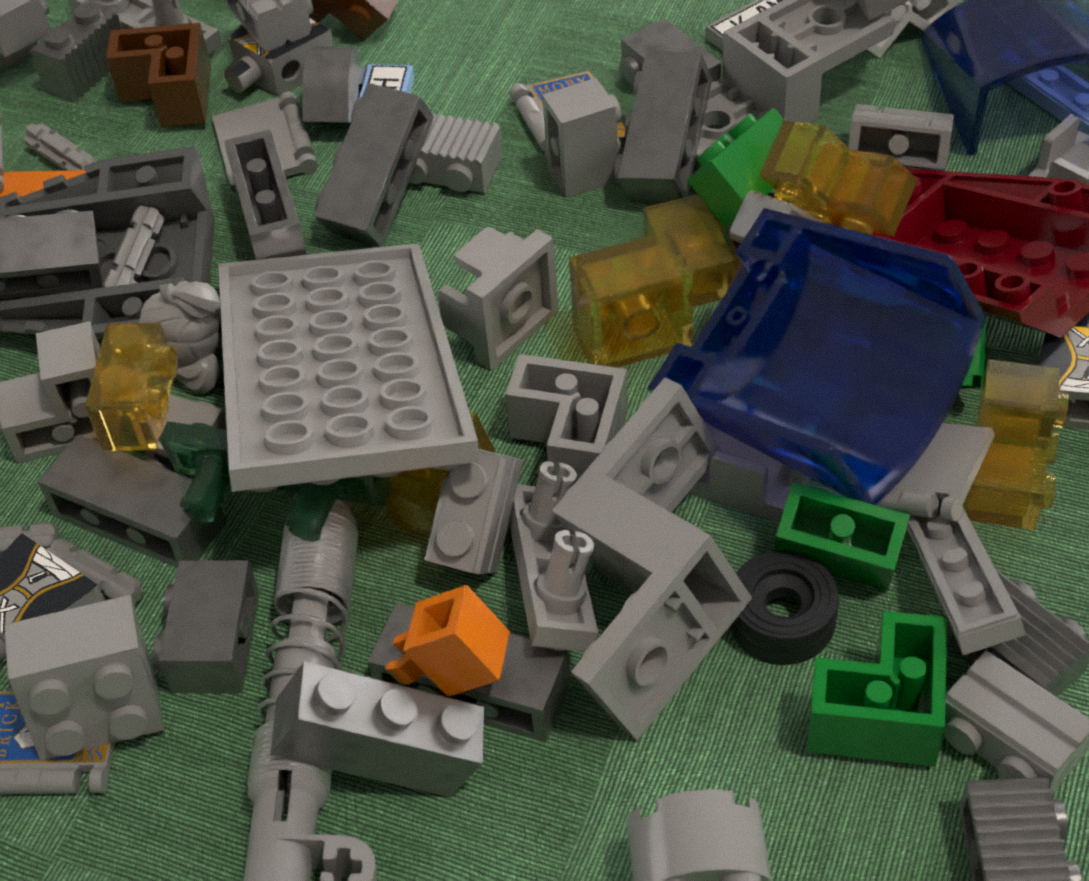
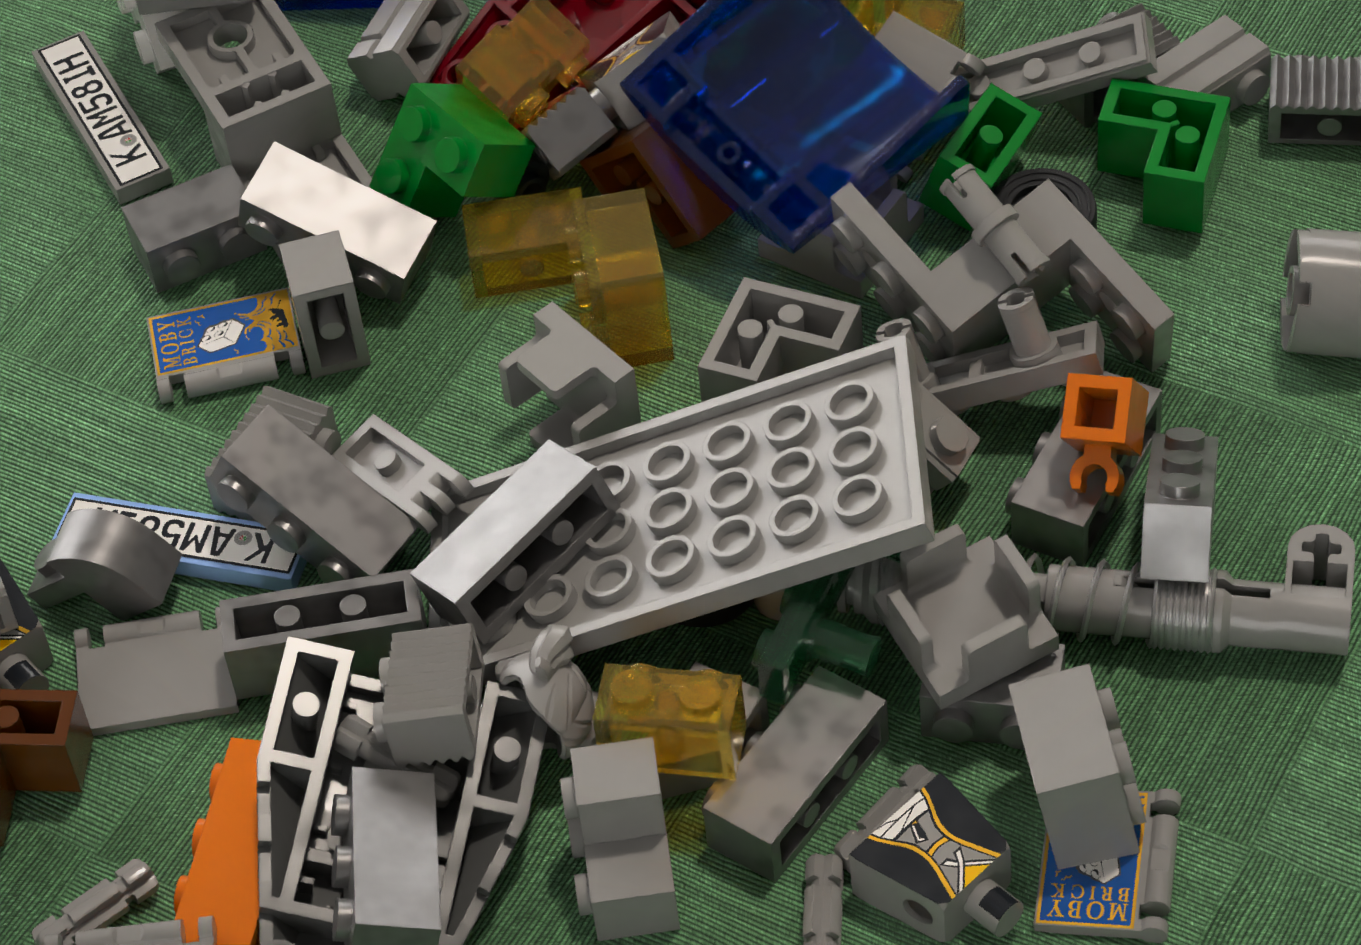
camera: 80 degrees left, 0 degrees up
(160, 243) = (430, 695): none -> light grey brick
(234, 565) = (965, 614): none -> light grey panel
(316, 268) = (516, 540): none -> flat silver brick
(425, 217) = (402, 471): none -> light grey hinge
(638, 498) = (995, 225): none -> light grey pin

